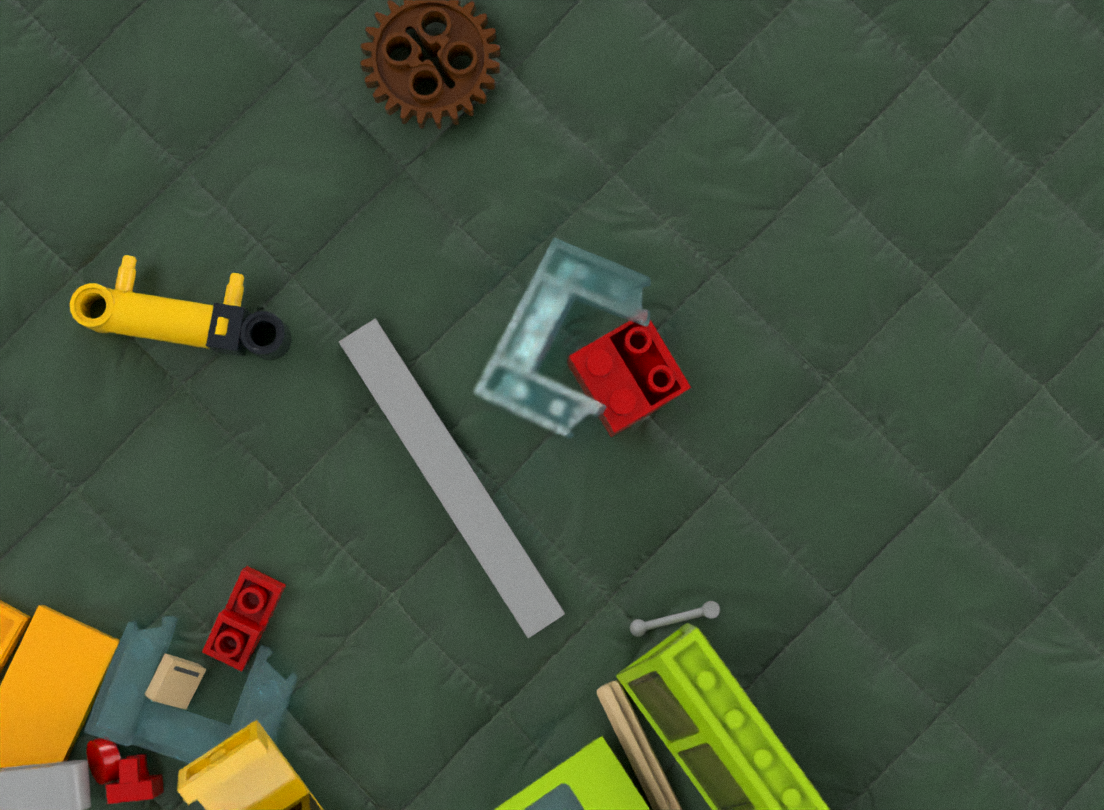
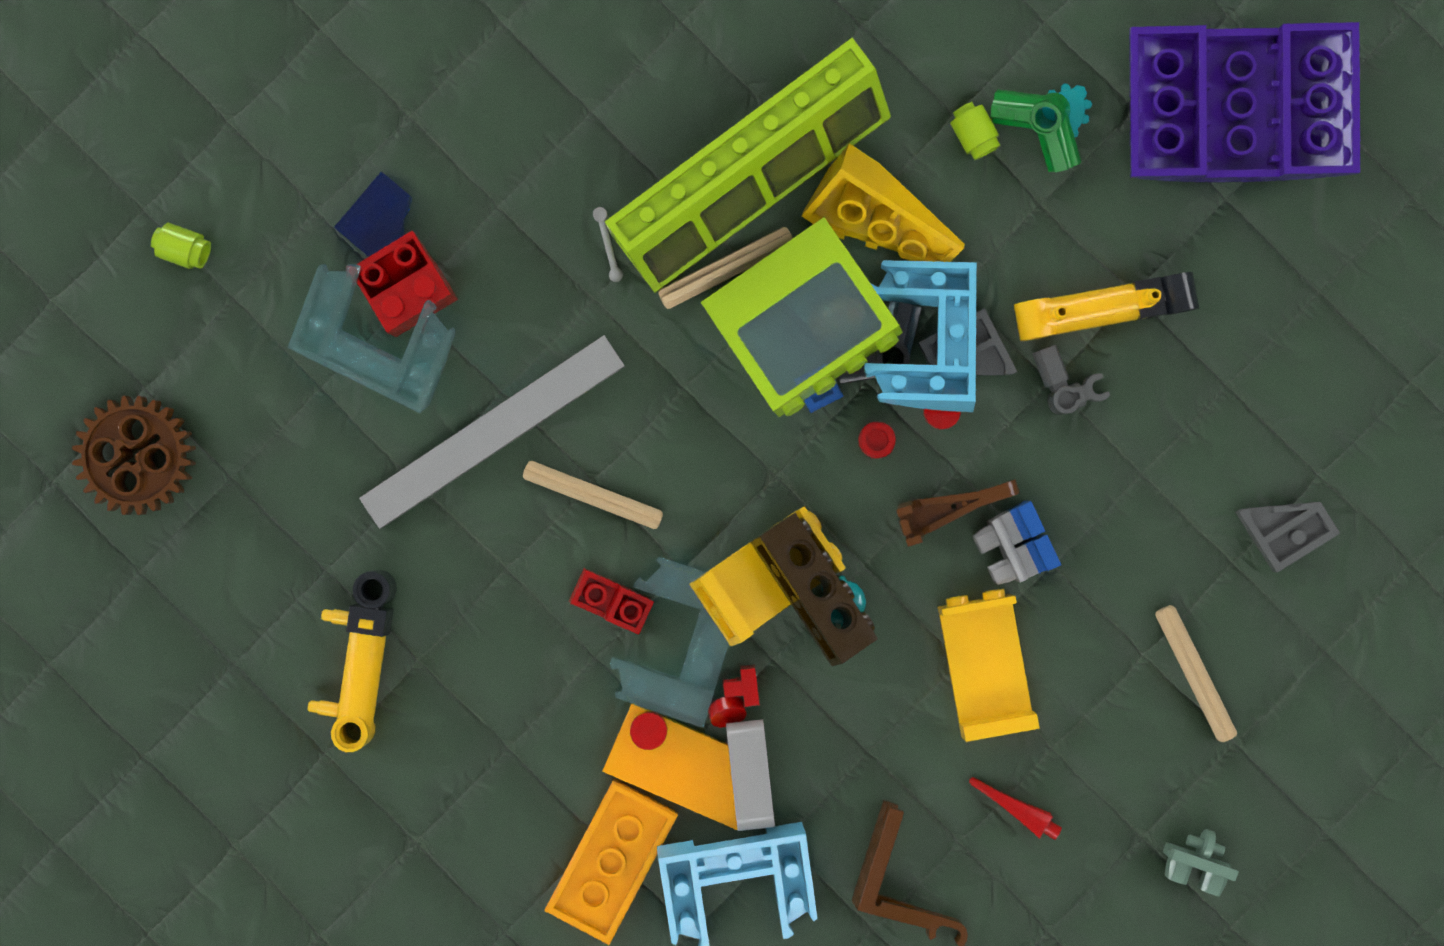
camera: 85 degrees left, 5 degrees up
(83, 664) = (648, 730): none -> red tile
(175, 681) = (662, 655): tan tile -> none
(372, 598) = (592, 494): none -> tan axle
(675, 114) = (180, 246): none -> lime brick
(708, 342) = (376, 216): none -> clear blue wing

